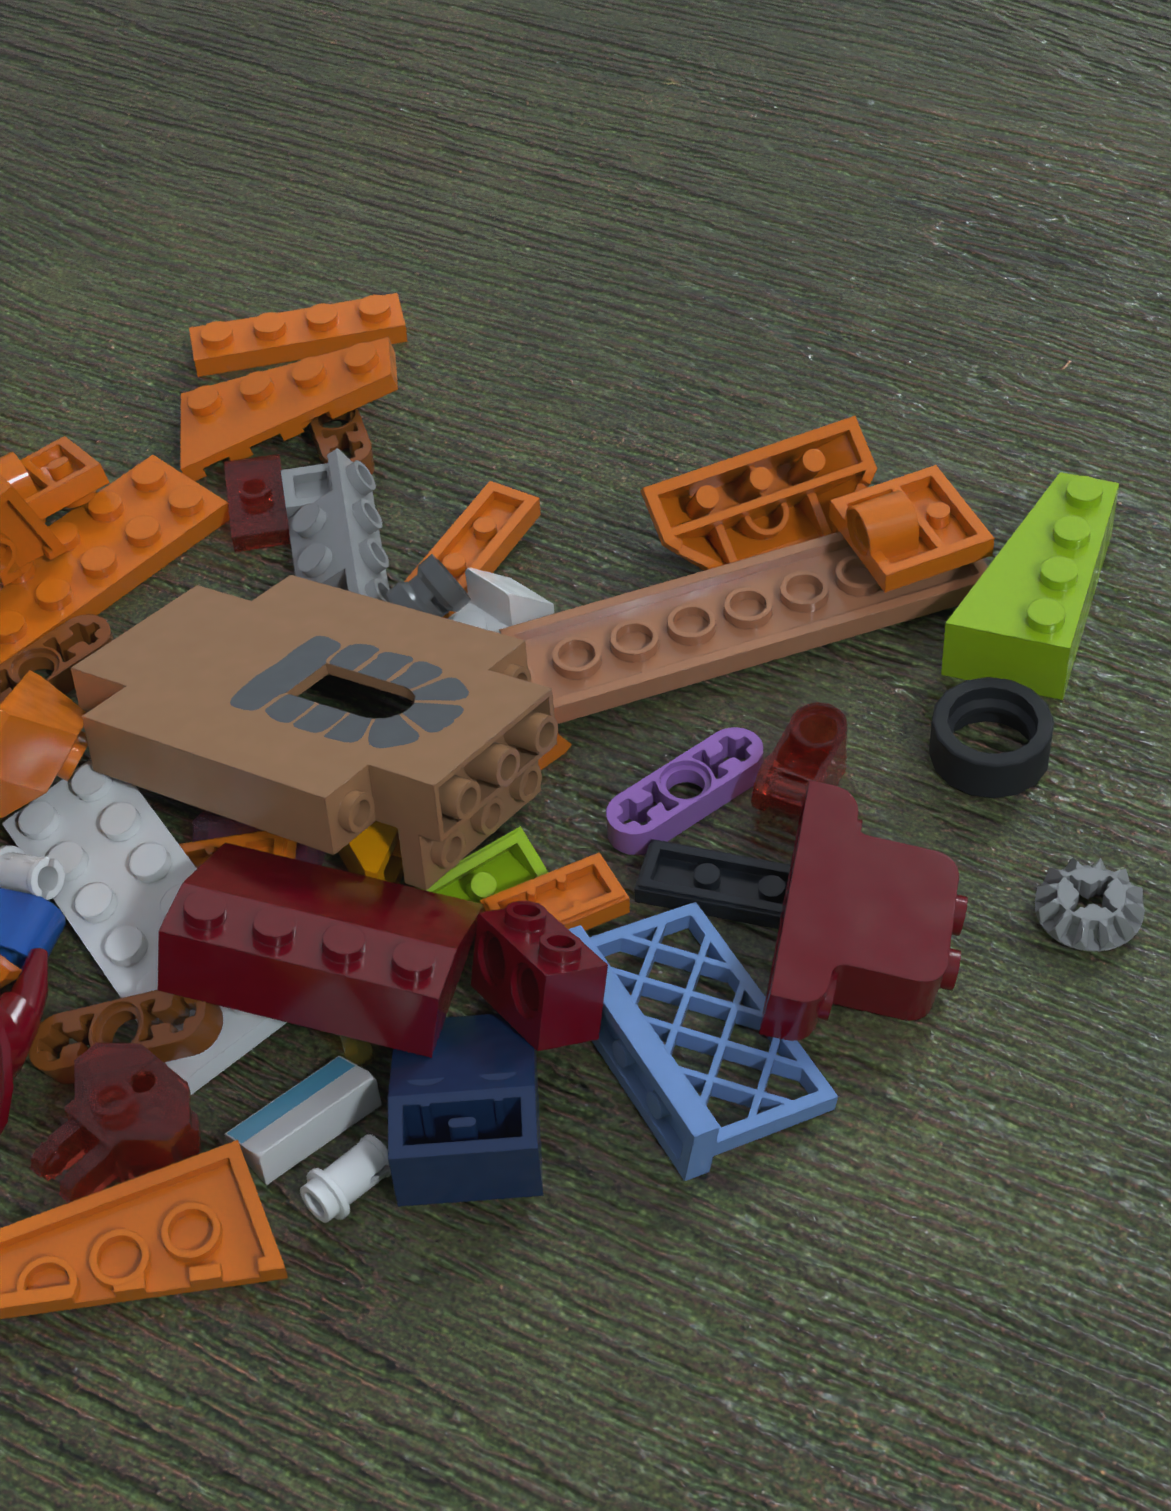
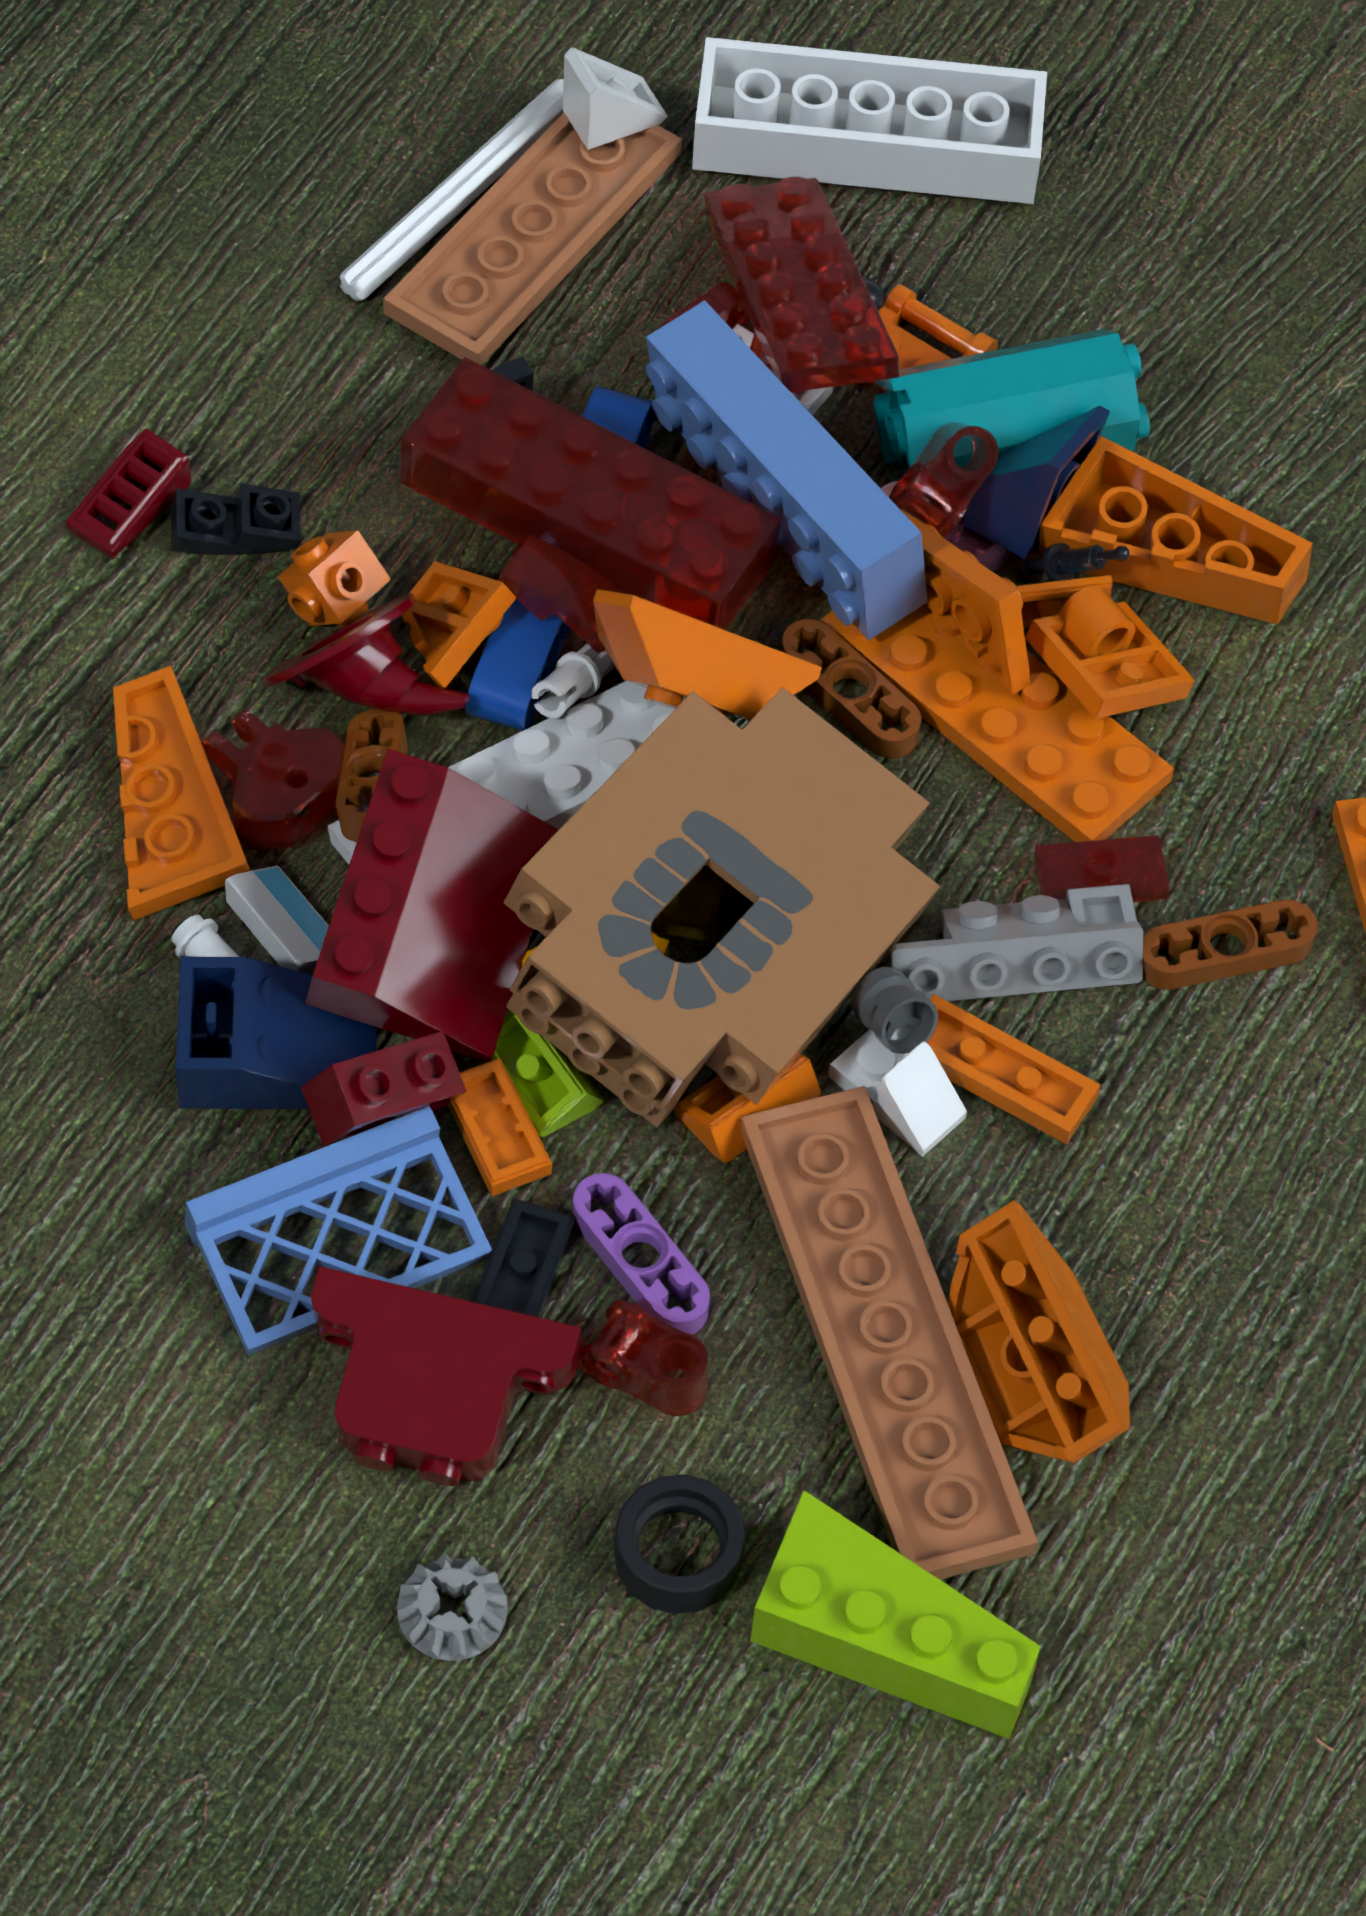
camera: 85 degrees right, 10 degrees up
(247, 410) = (1242, 878): orange wing -> none
(911, 528) = (969, 1482): orange plate -> none

